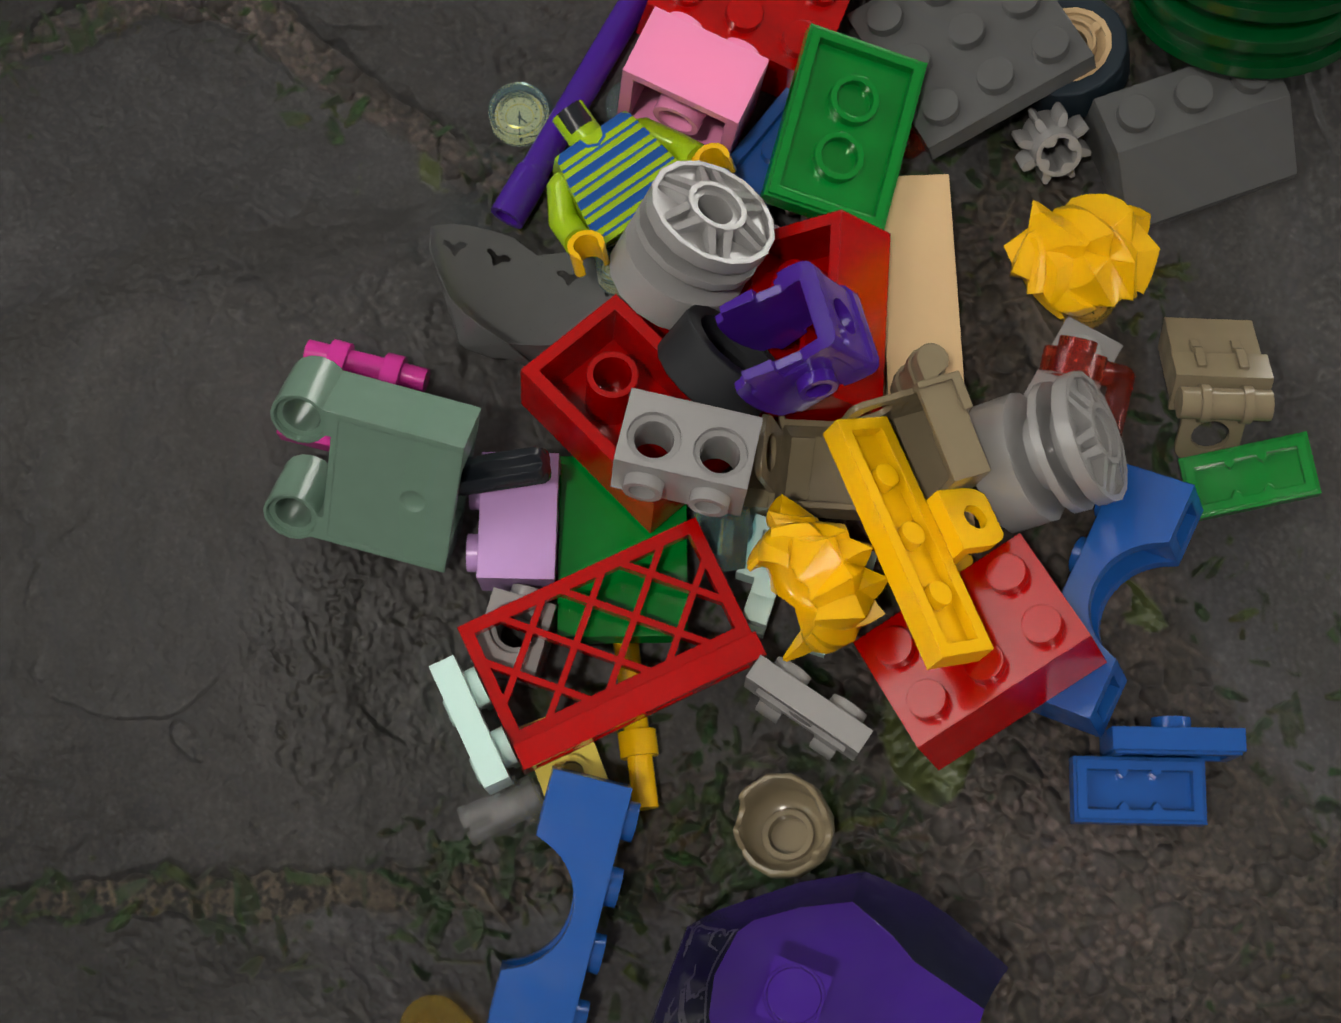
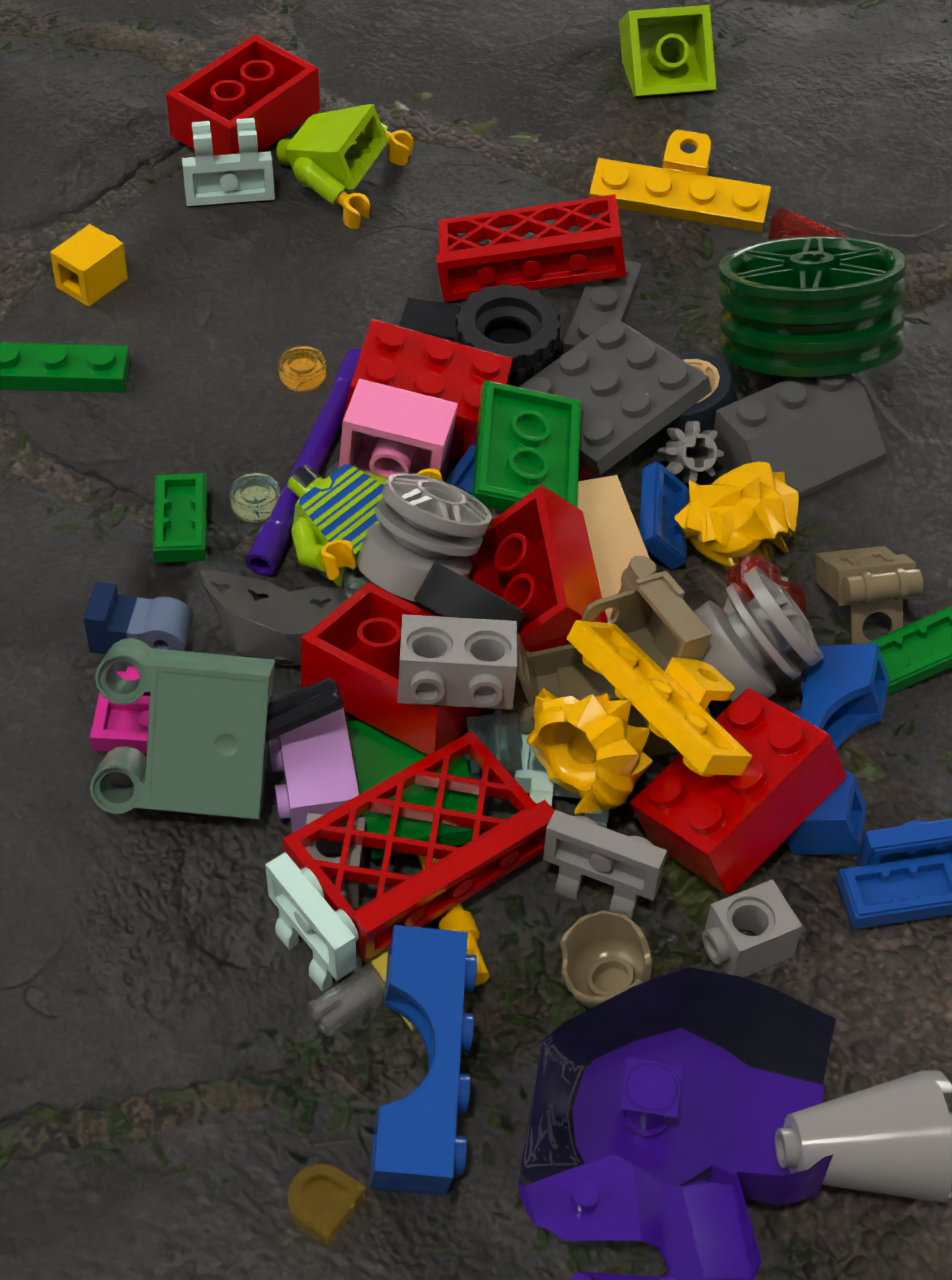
camera: 15 degrees left, 25 degrees down
(350, 282) = (114, 617): none -> leg
(425, 134) = (180, 518): none -> green plate
(779, 317) = (529, 562): dark purple piece -> none
(976, 796) = (761, 912): none -> light grey brick
(997, 216) = (661, 501): none -> blue plate

